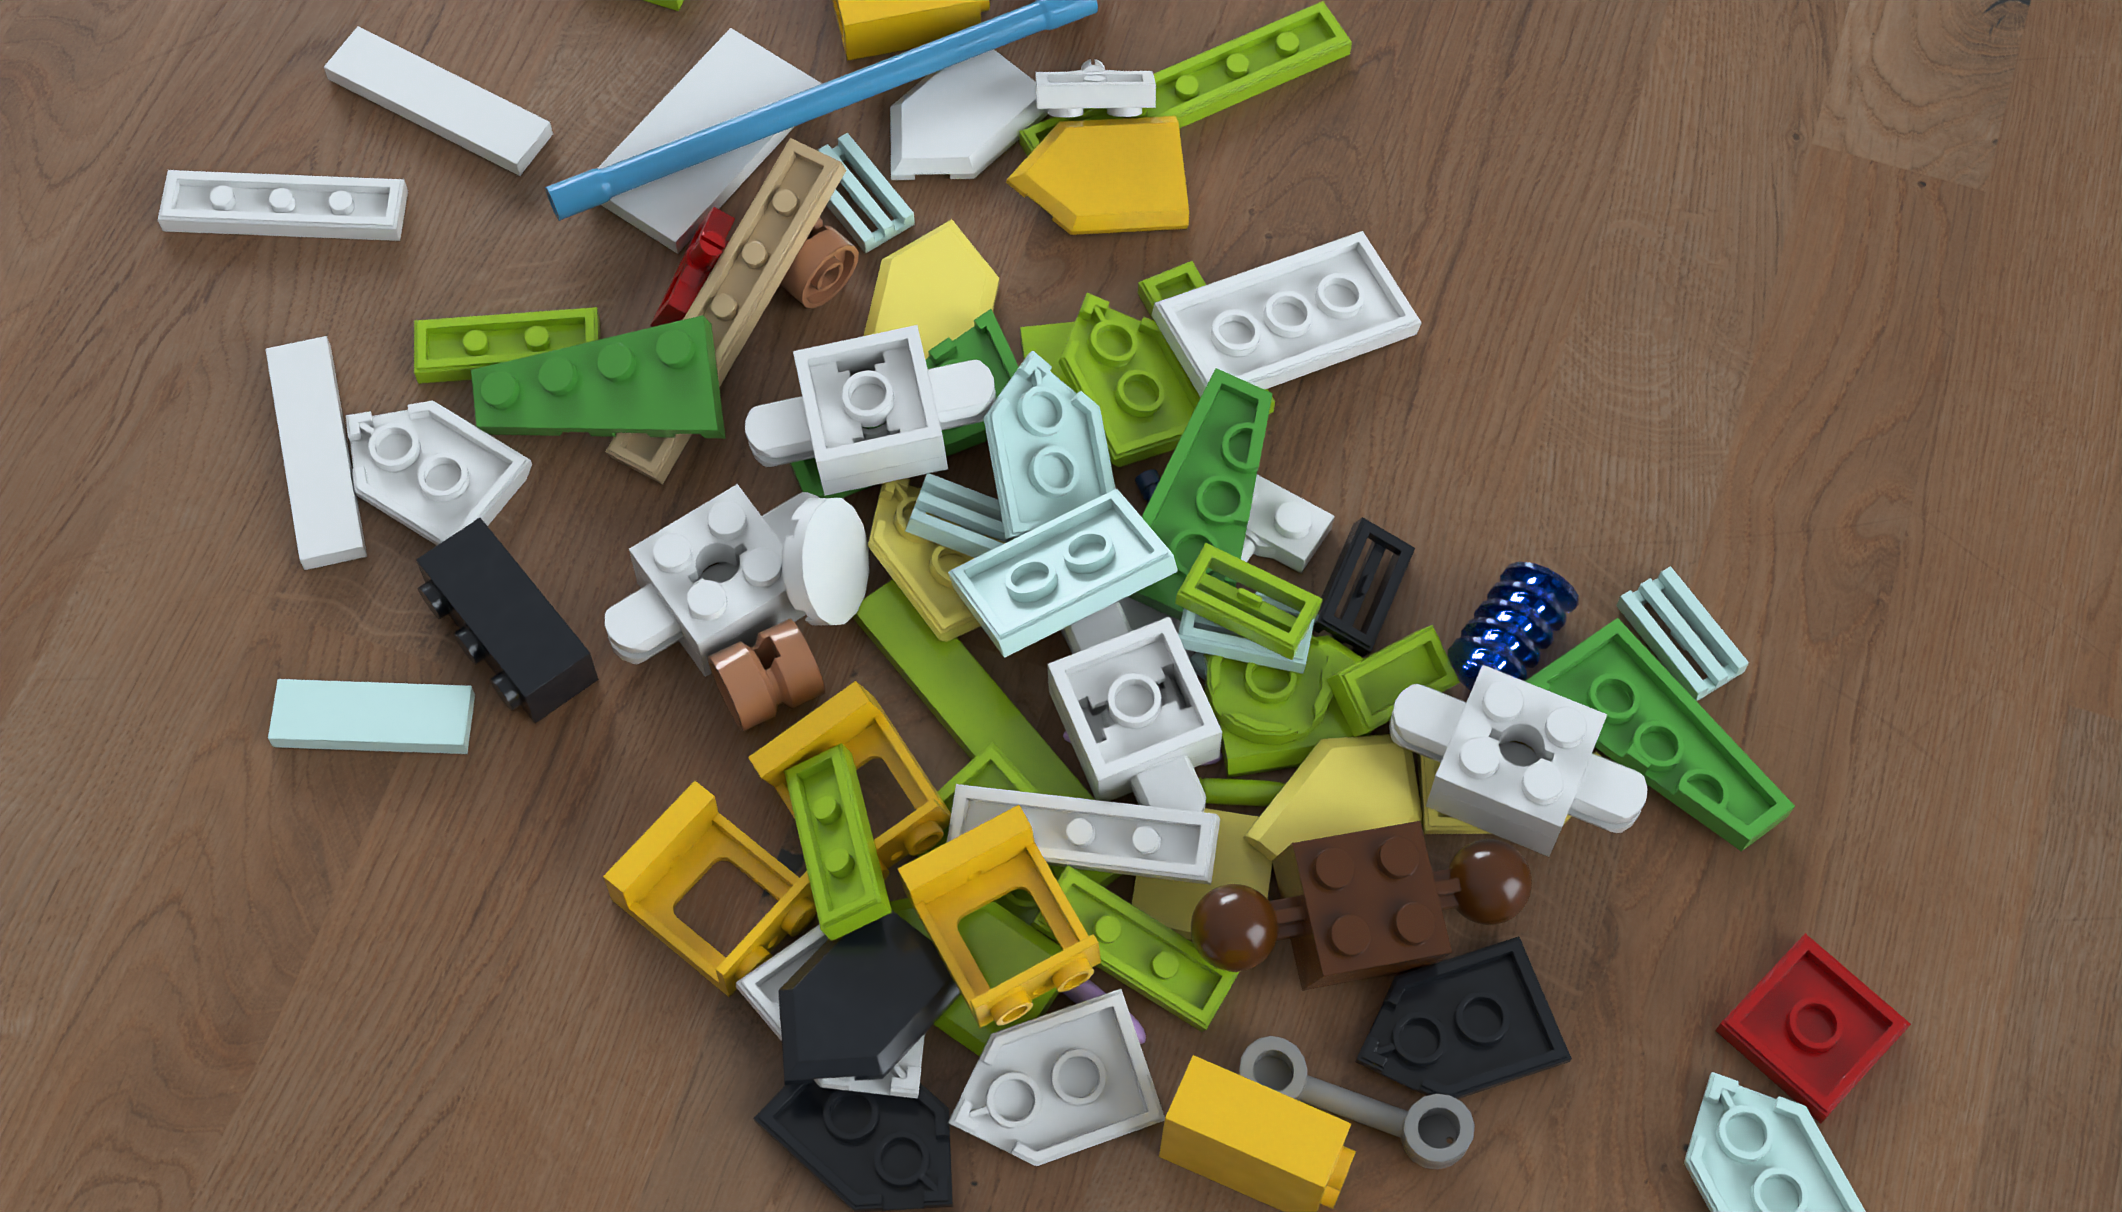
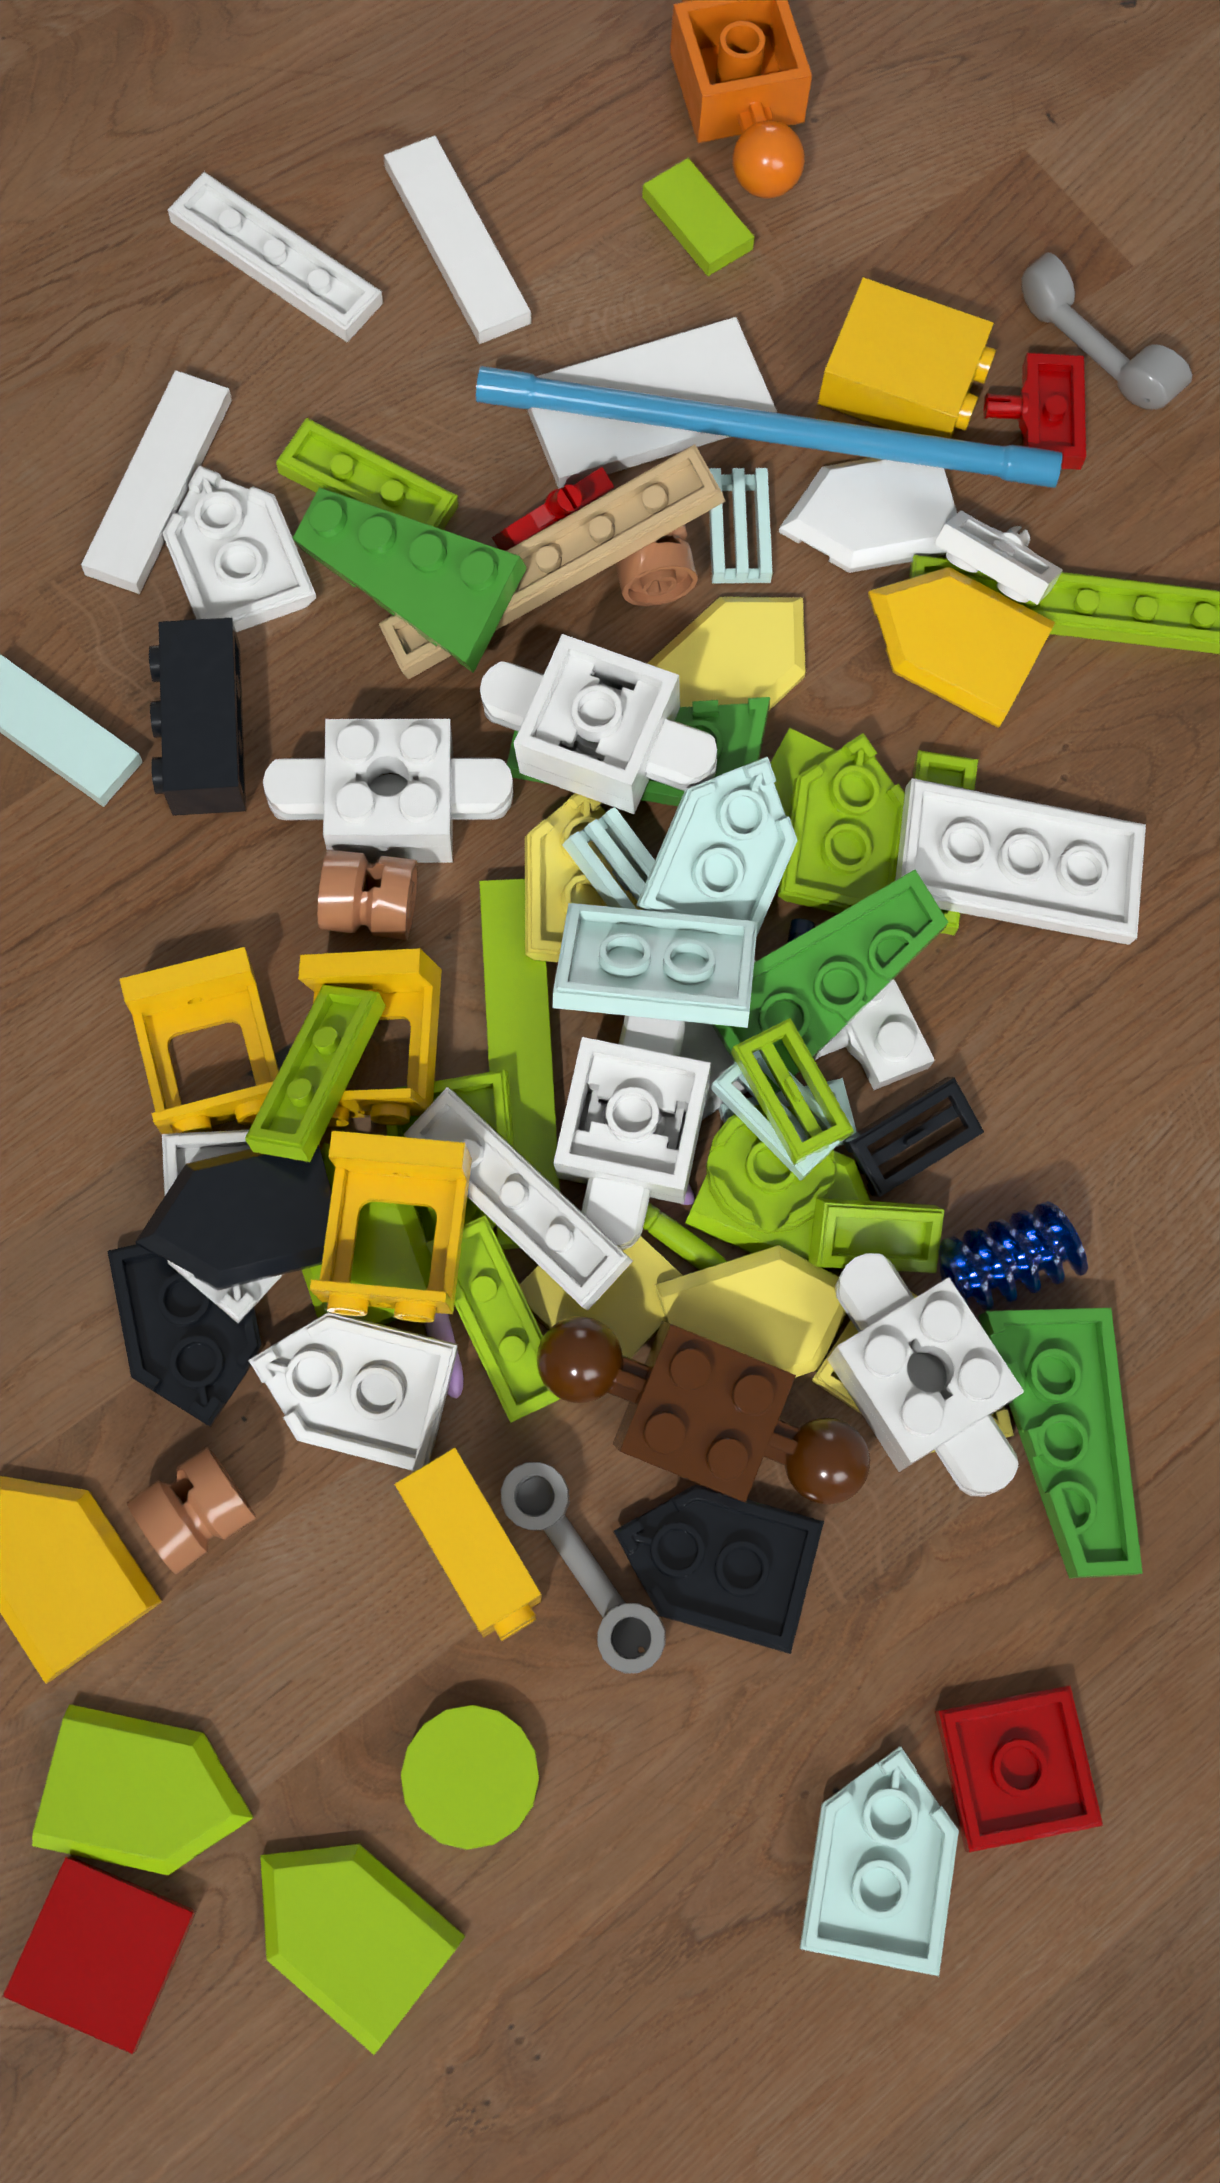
camera: 30 degrees right, 10 degrees up
(826, 561) = (473, 830): white tile -> none
(1700, 621) = (1186, 1357): light aqua tile -> none

